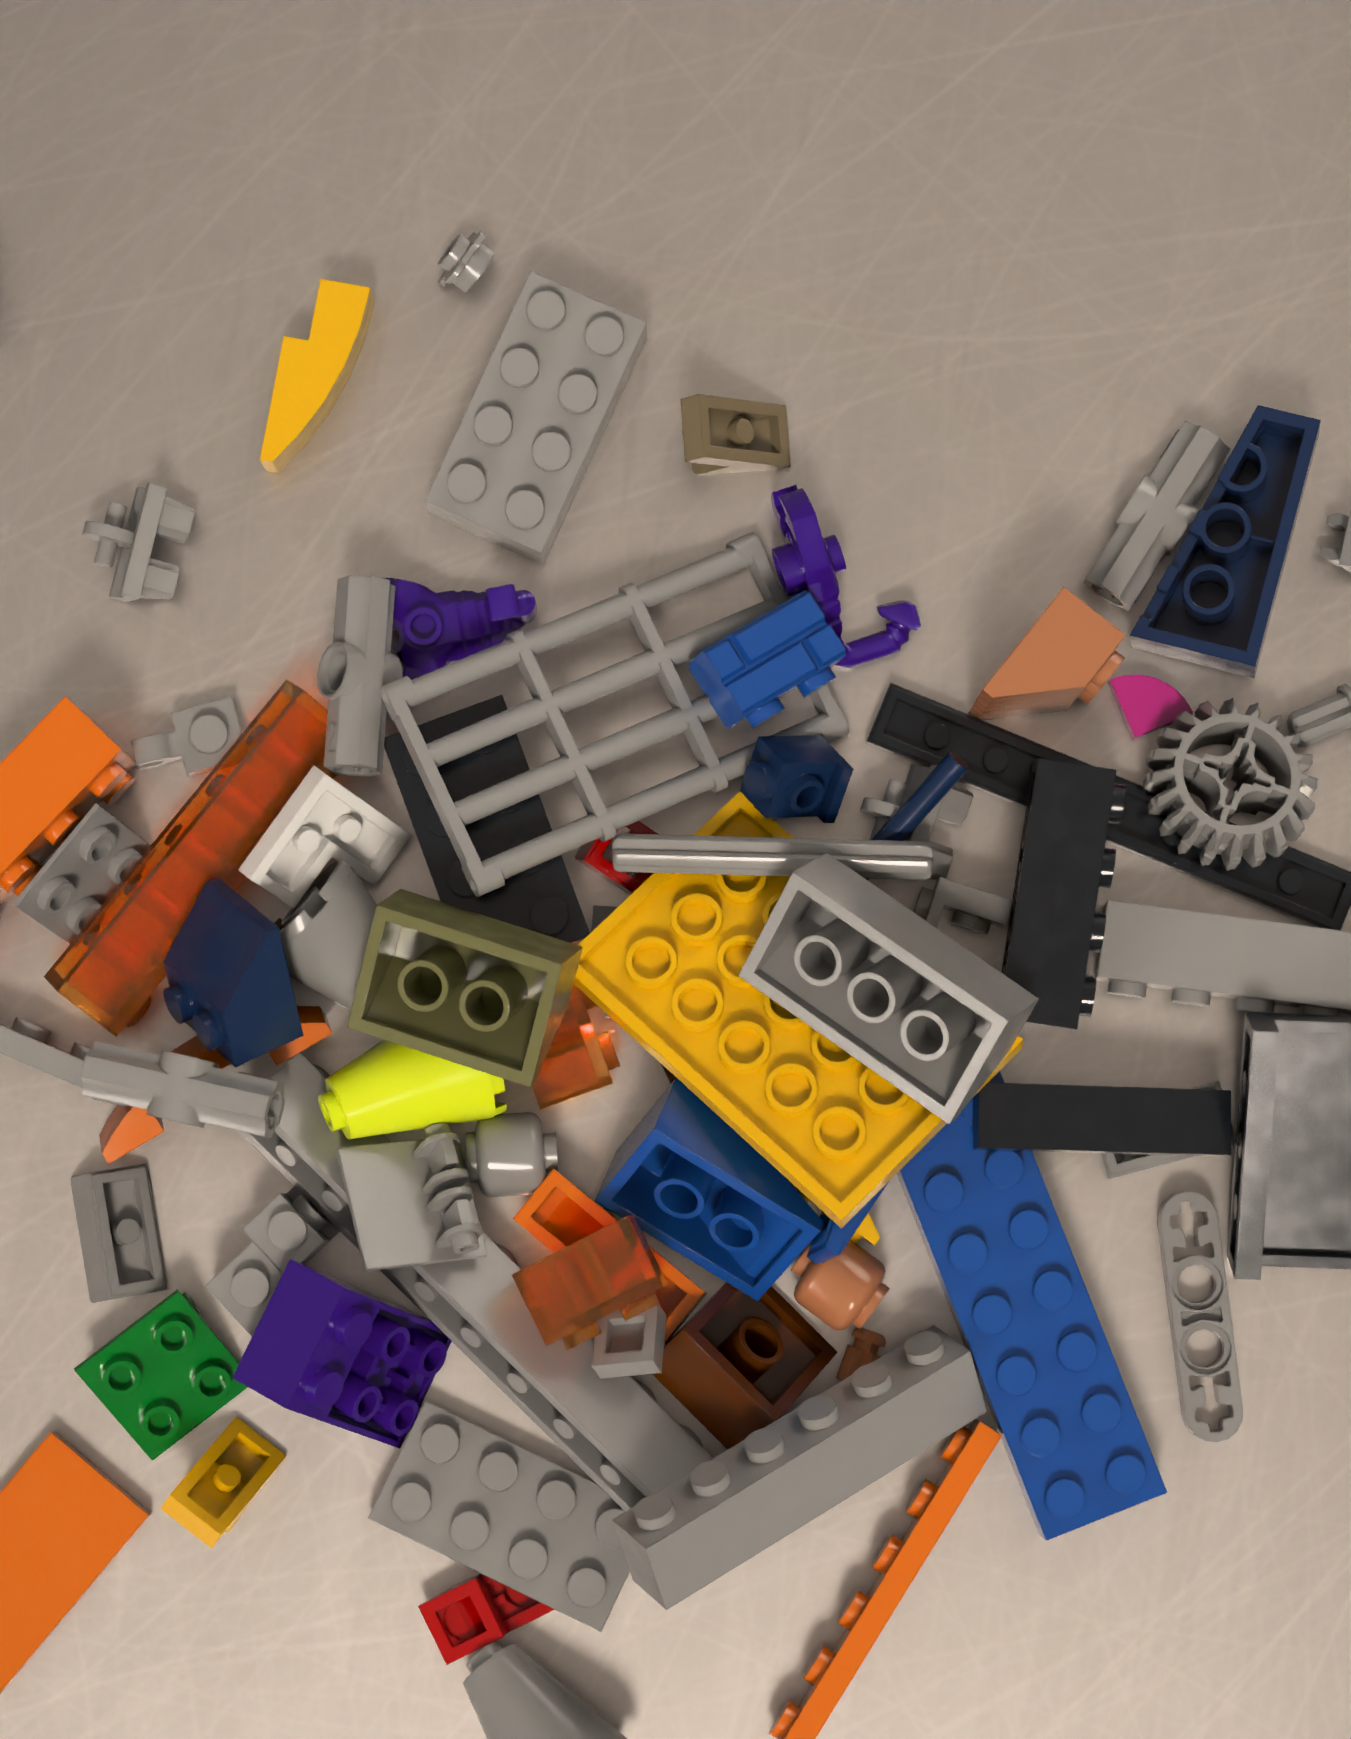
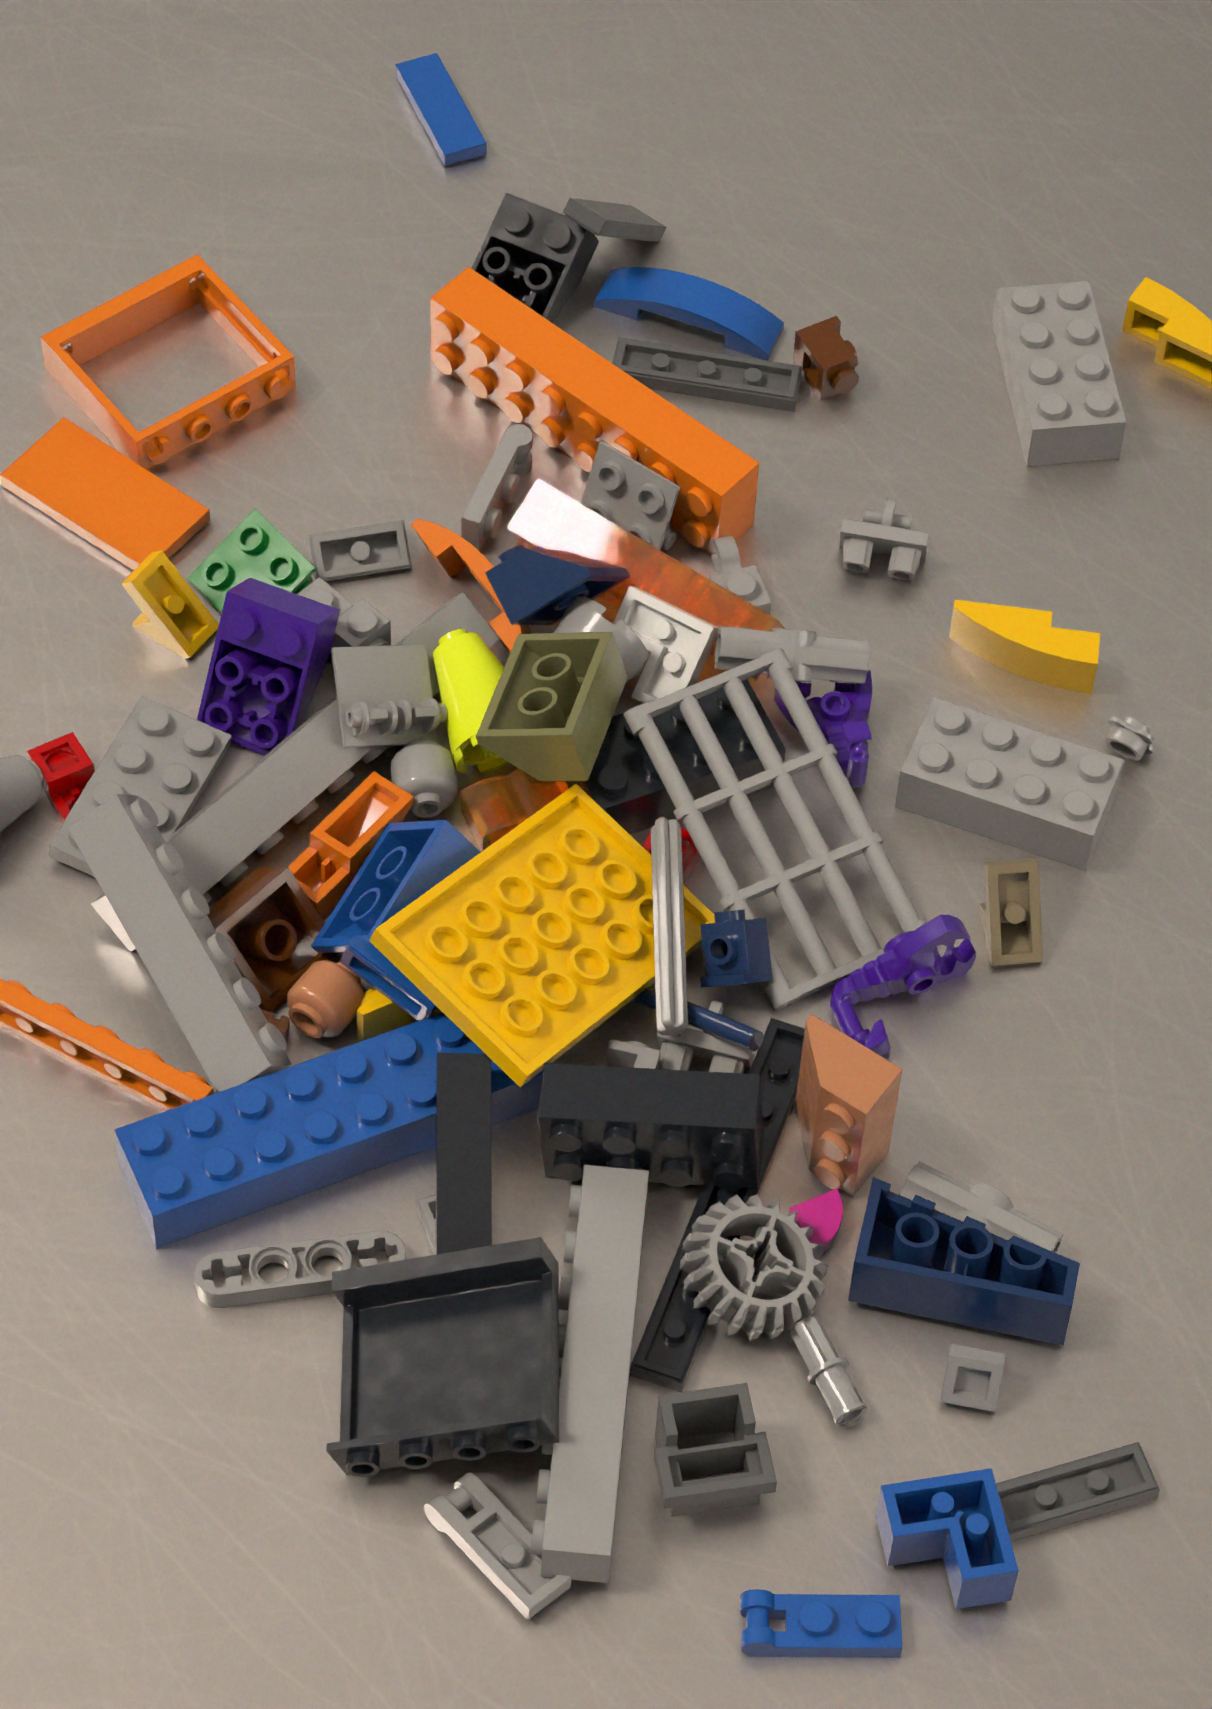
camera: 85 degrees right, 30 degrees down
(183, 1089) = (467, 546): light grey piece -> none
(591, 1281) = (325, 805): clear orange brick -> none
(630, 1345) = (278, 843): light grey plate -> none
(767, 661) = (827, 924): blue brick -> none
(886, 986) = (568, 976): light grey slope -> none

